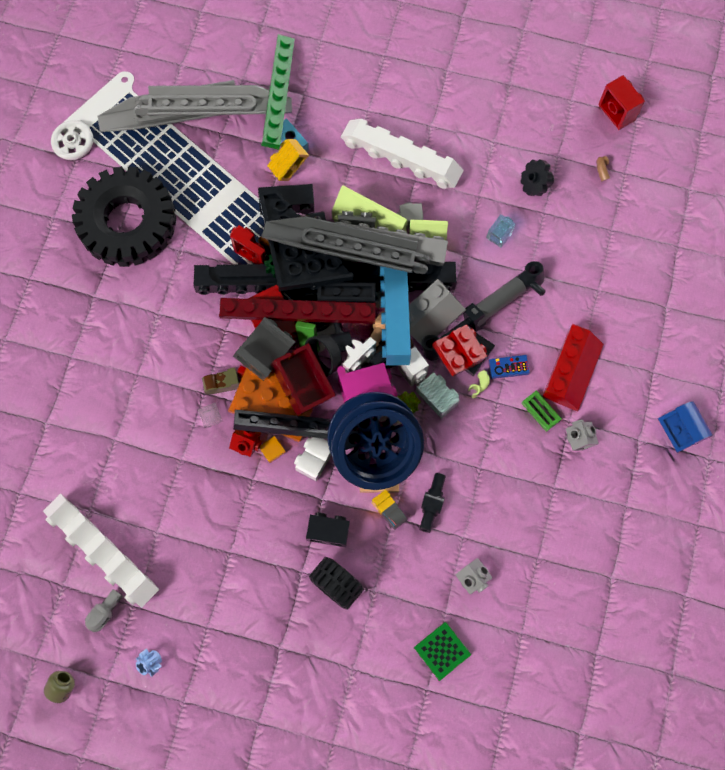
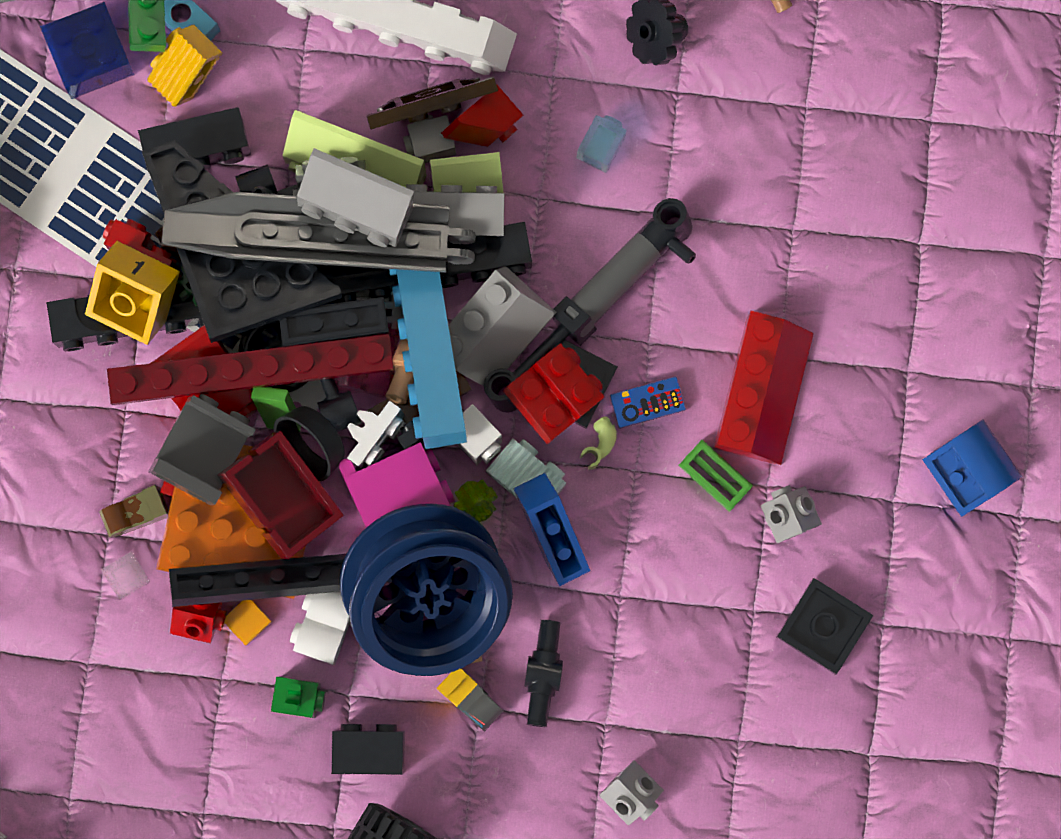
camera: 10 degrees left, 10 degrees up
(238, 147) = (87, 50): none -> clear blue brick
(240, 262) = (132, 292): none -> yellow brick
(293, 494) = (297, 697): none -> green brick
(369, 225) = (355, 199): none -> light grey slope
(420, 194) = (442, 96): none -> dark brown wing
(441, 208) = (485, 121): none -> red slope
(449, 421) = (552, 529): none -> blue brick
(593, 501) = (824, 626): none -> black plate

